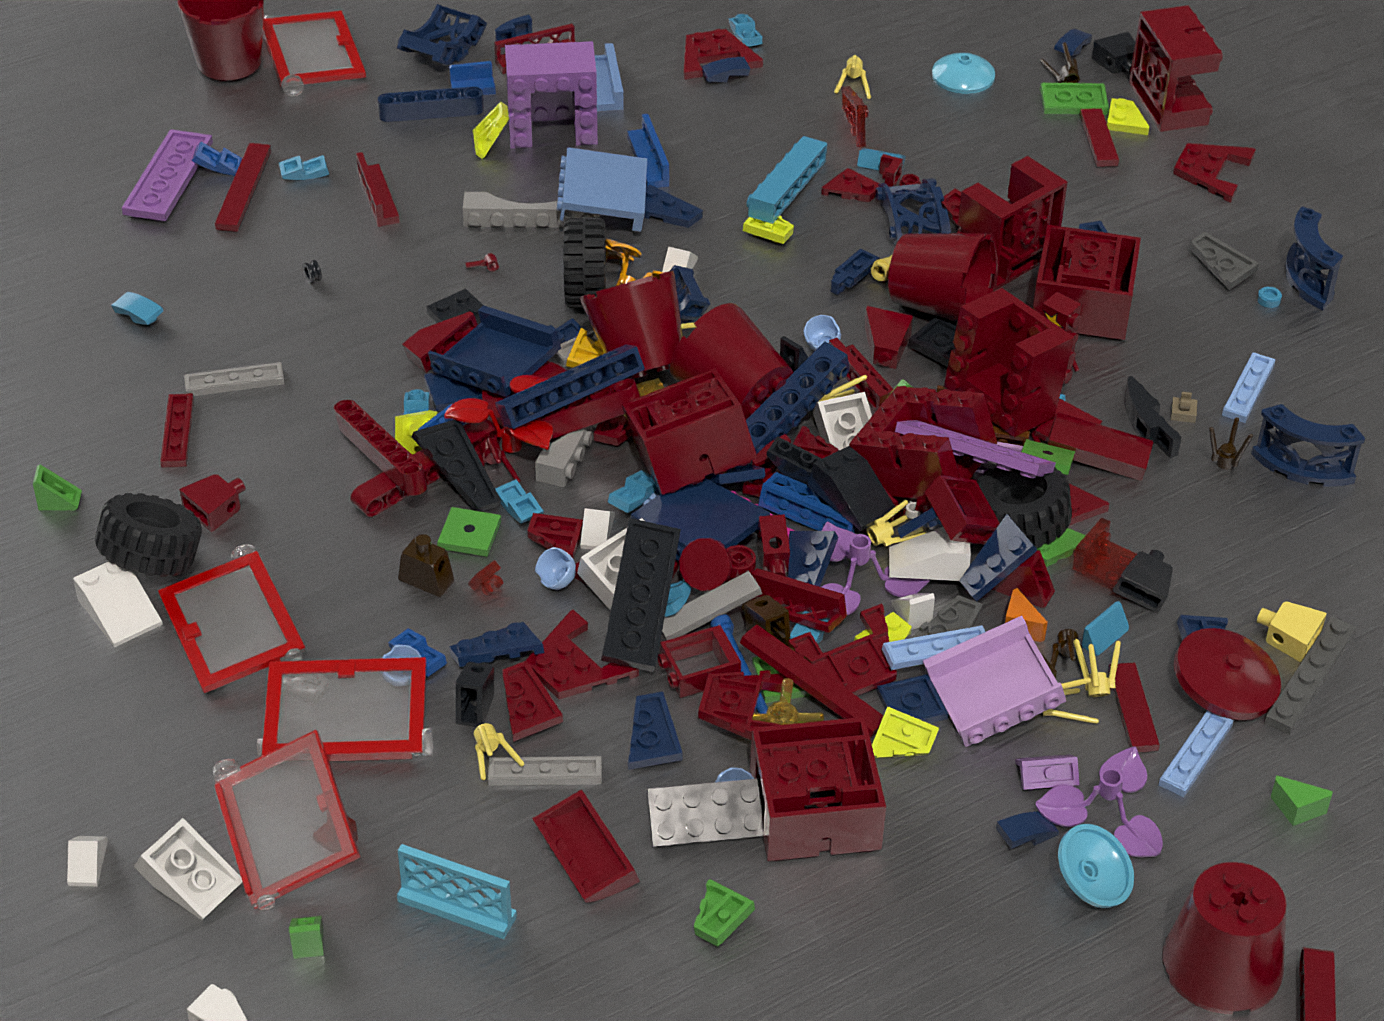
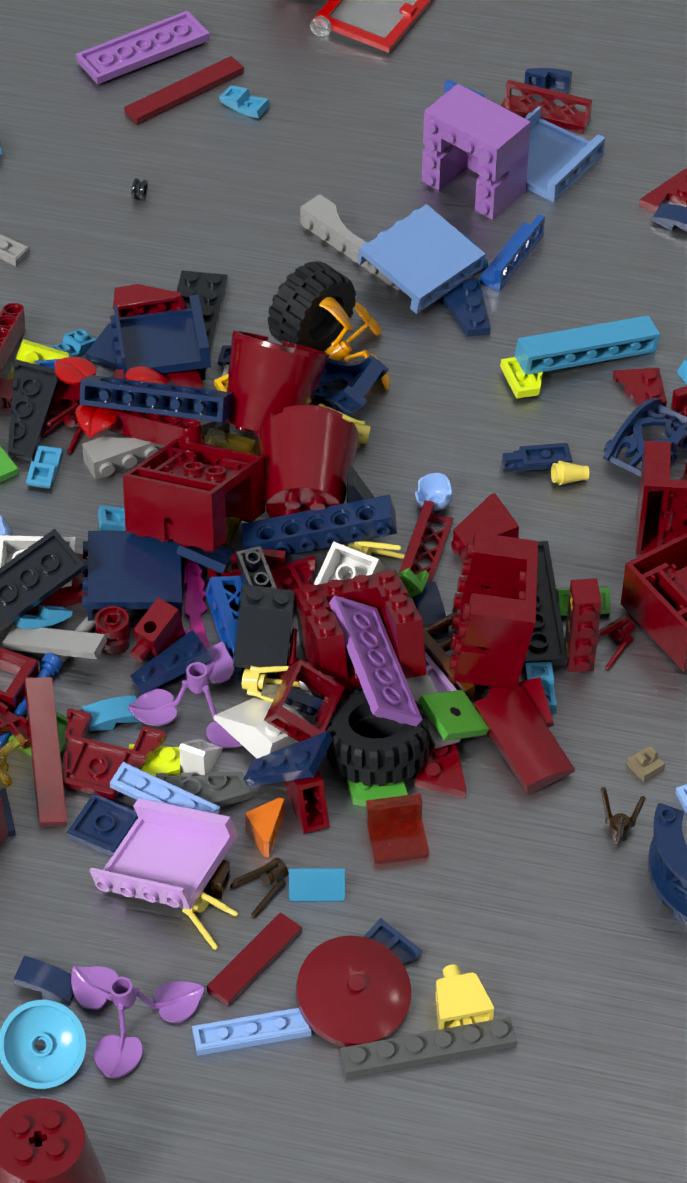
camera: 45 degrees right, 5 degrees up
(222, 162) = (188, 55): blue slope -> none
(377, 192) = (267, 153): dark red fence -> none
(430, 104) = (391, 100): dark blue beam -> none
(444, 52) = (457, 47): dark blue fence -> none
(489, 129) = (410, 156): neon yellow wing -> none
(489, 261) = (273, 265): dark red hand -> none
(556, 532) = (36, 510): dark red wing -> none
(596, 528) = (72, 522): white slope -> none
(680, 258) = (409, 360): white slope -> none
(705, 564) = (79, 606): dark red tile -> none
(768, 615) = (76, 677): dark brown torso -> none
(803, 597) = (119, 687): dark red fence -> none
(903, 736) = (55, 842): neon yellow wing -> none
(942, 271) = (579, 511): dark red cone -> none
(1048, 771) = (121, 951): medium lavender panel -> none
(1099, 684) = (247, 918): light yellow plant -> none
(1146, 421) = (598, 744): black slope -> none
(1146, 580) = (398, 870): black torso -> none
(1300, 800) = (265, 1130): bright green slope -> none

